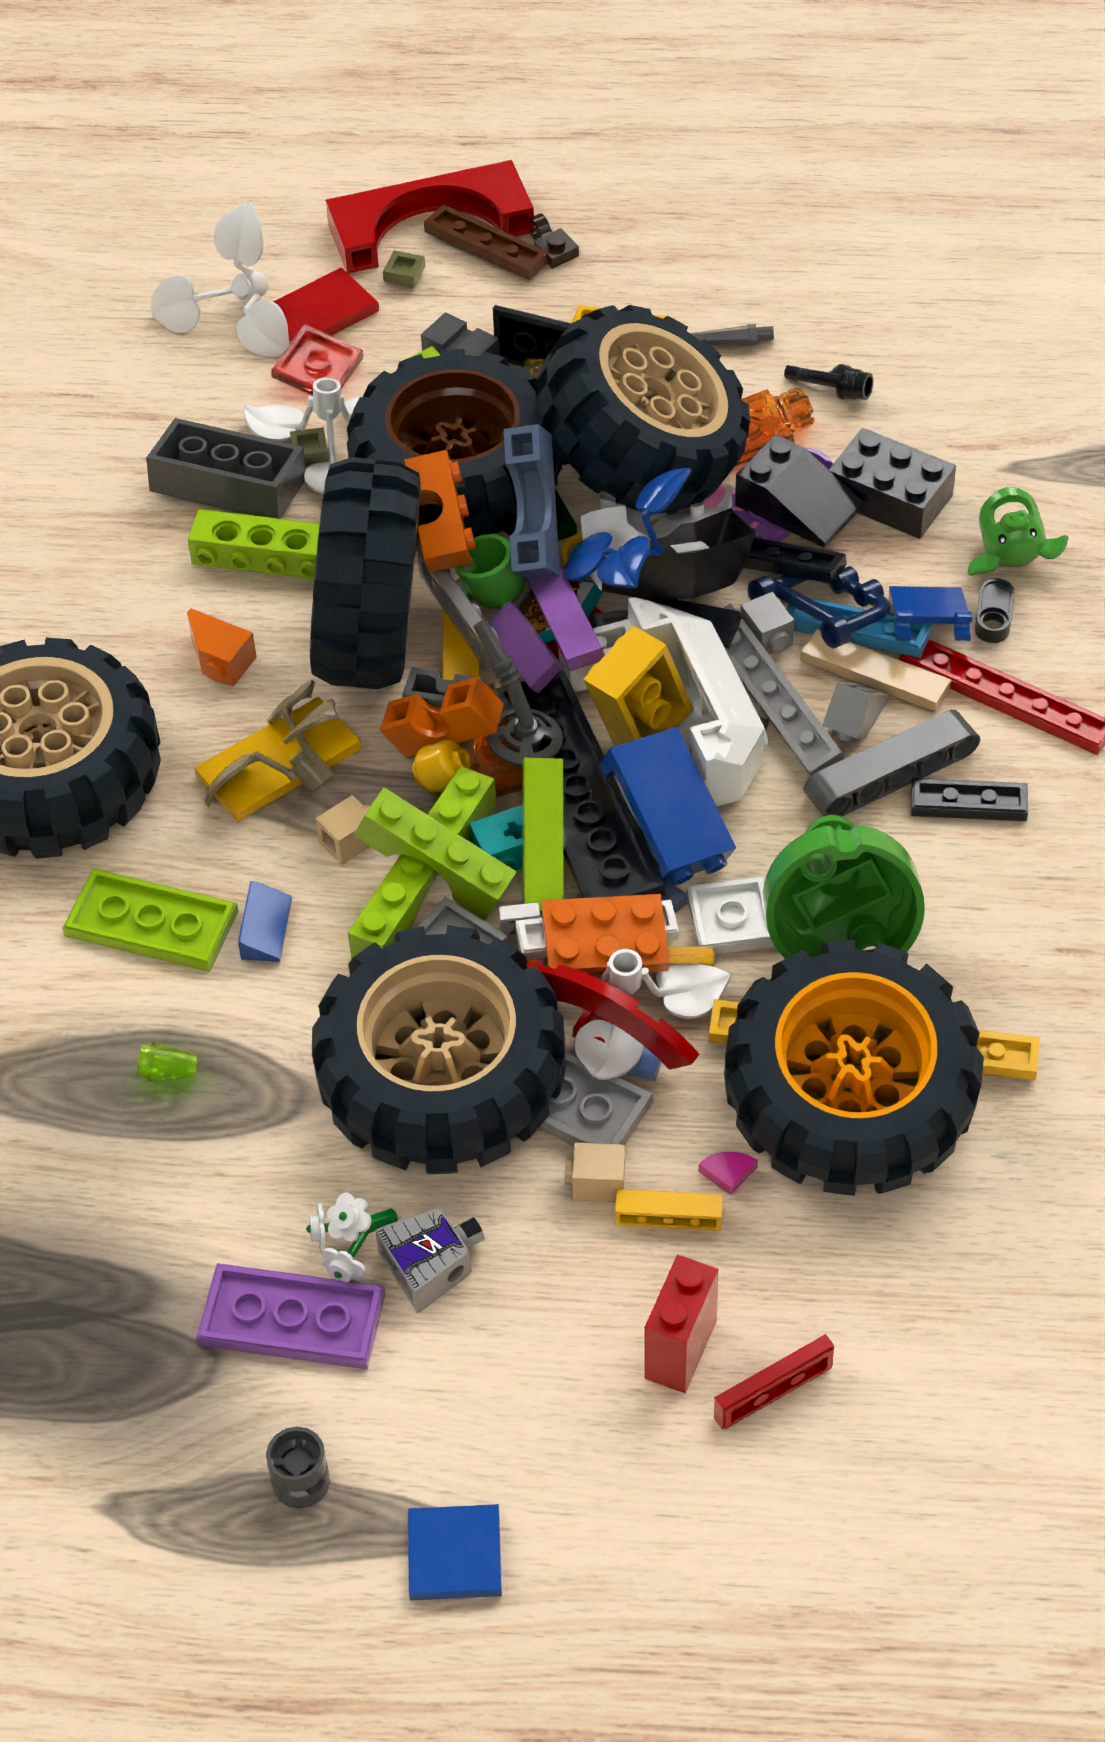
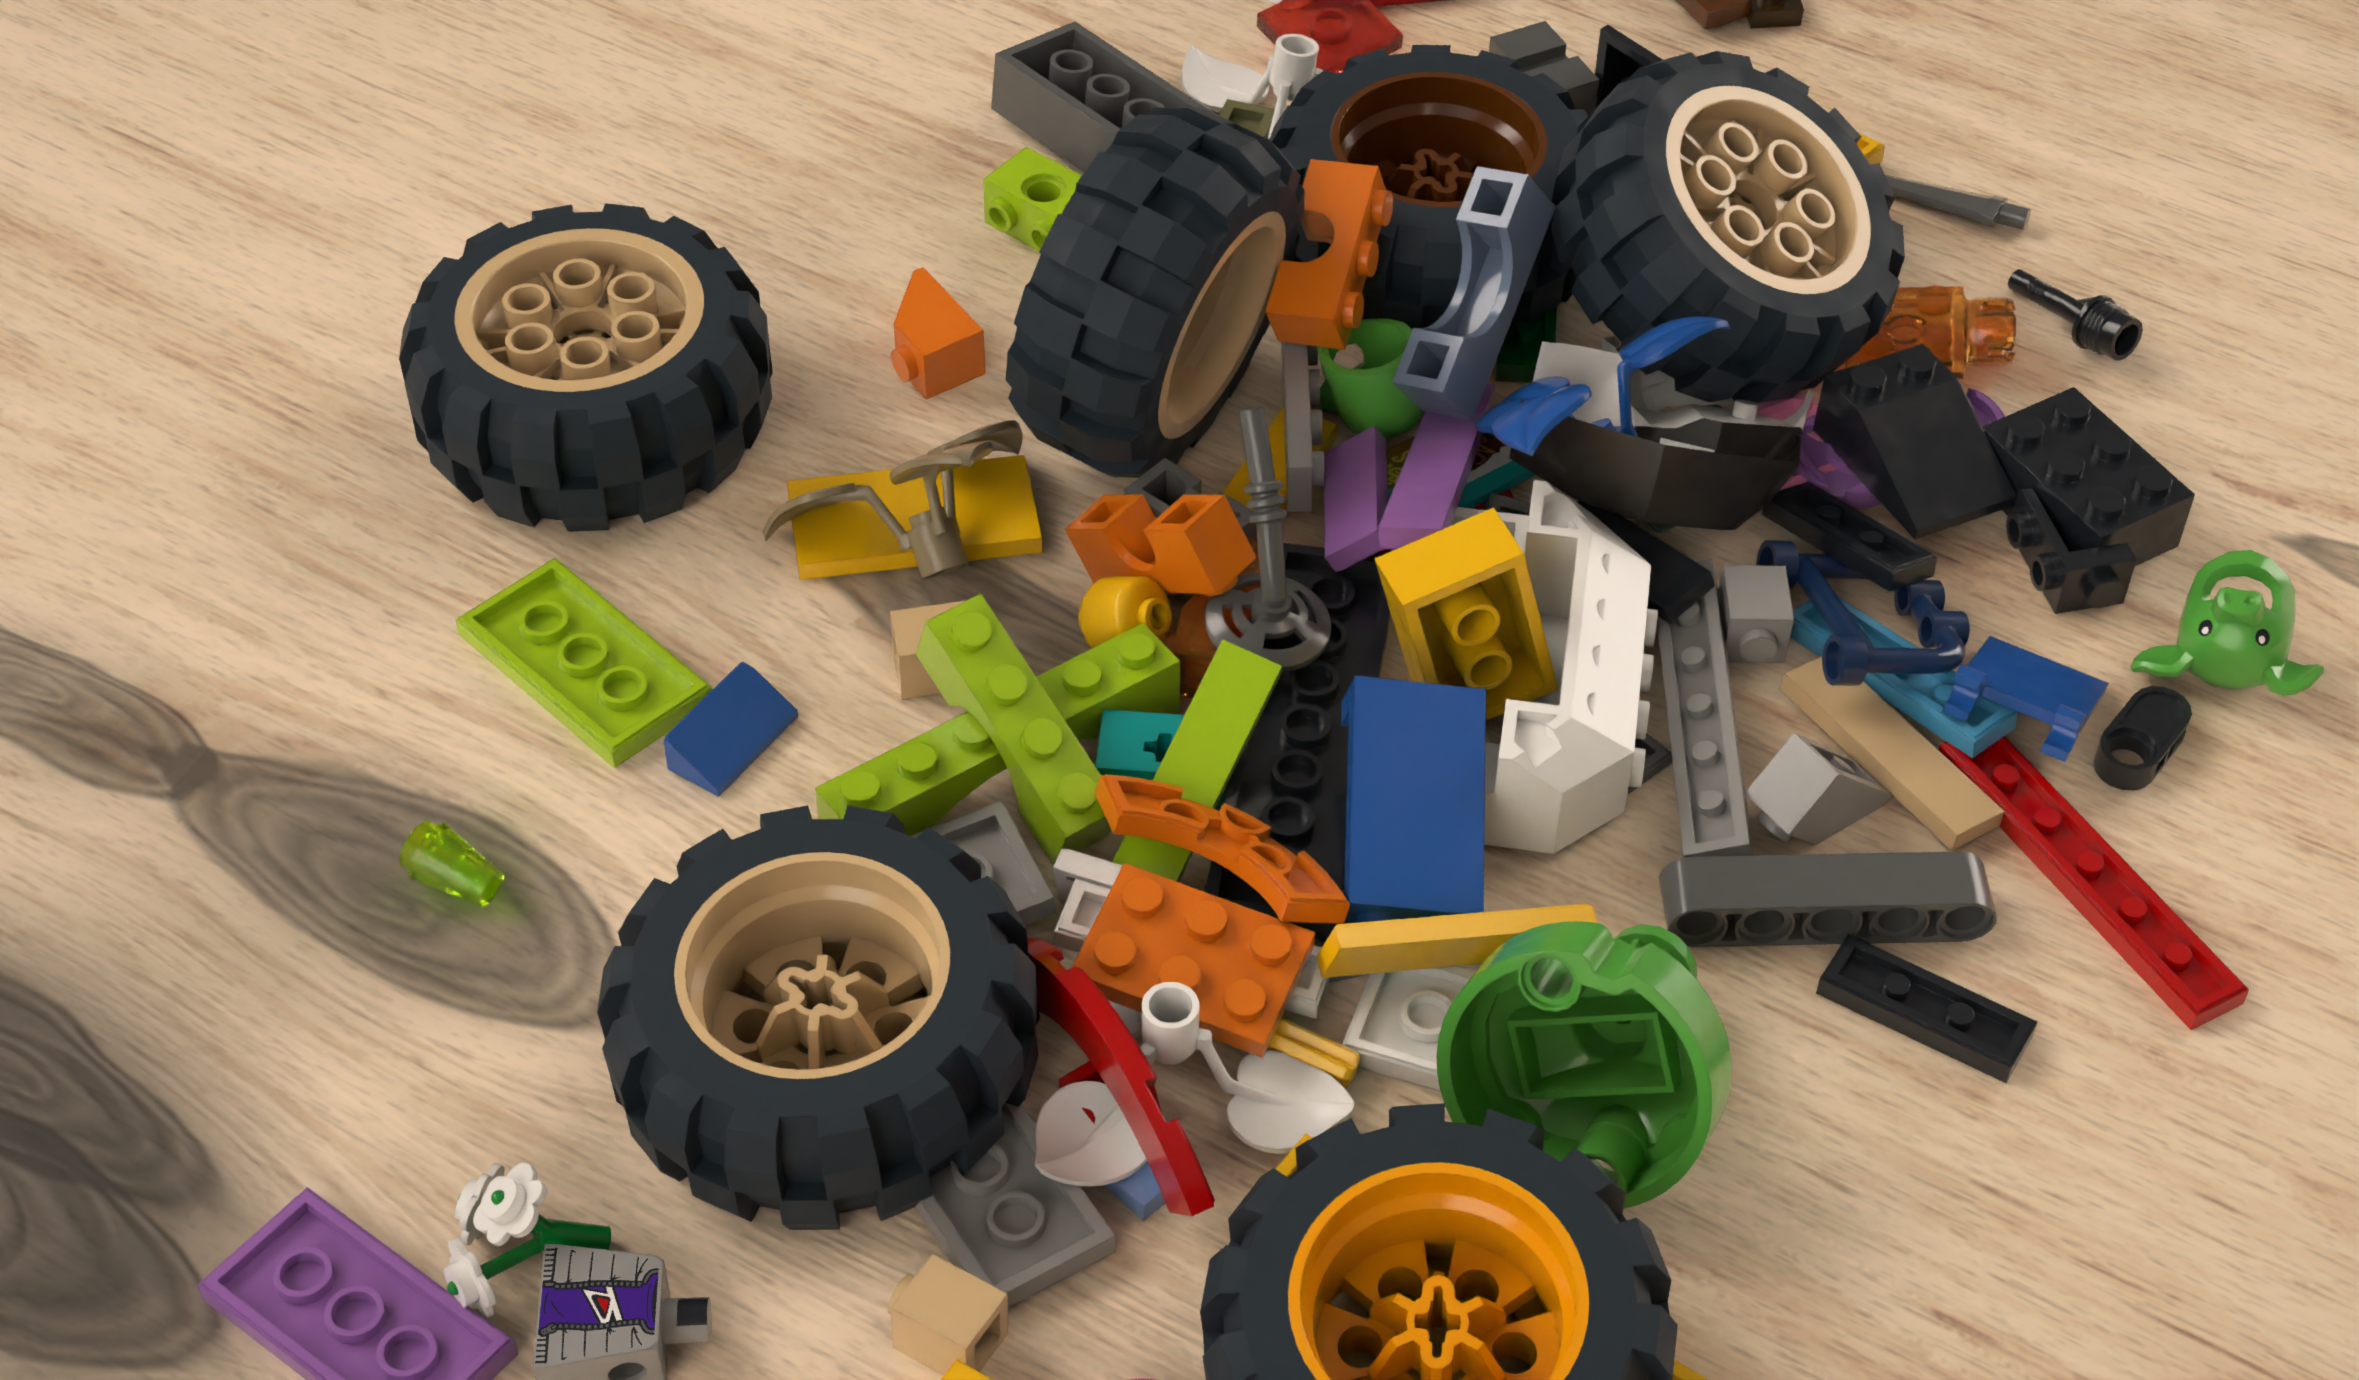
camera: 25 degrees right, 5 degrees down
(586, 863) = (1289, 883): none -> orange tile
(729, 866) = (1433, 940): none -> yellow tile
(904, 536) = (2067, 578): none -> black bracket

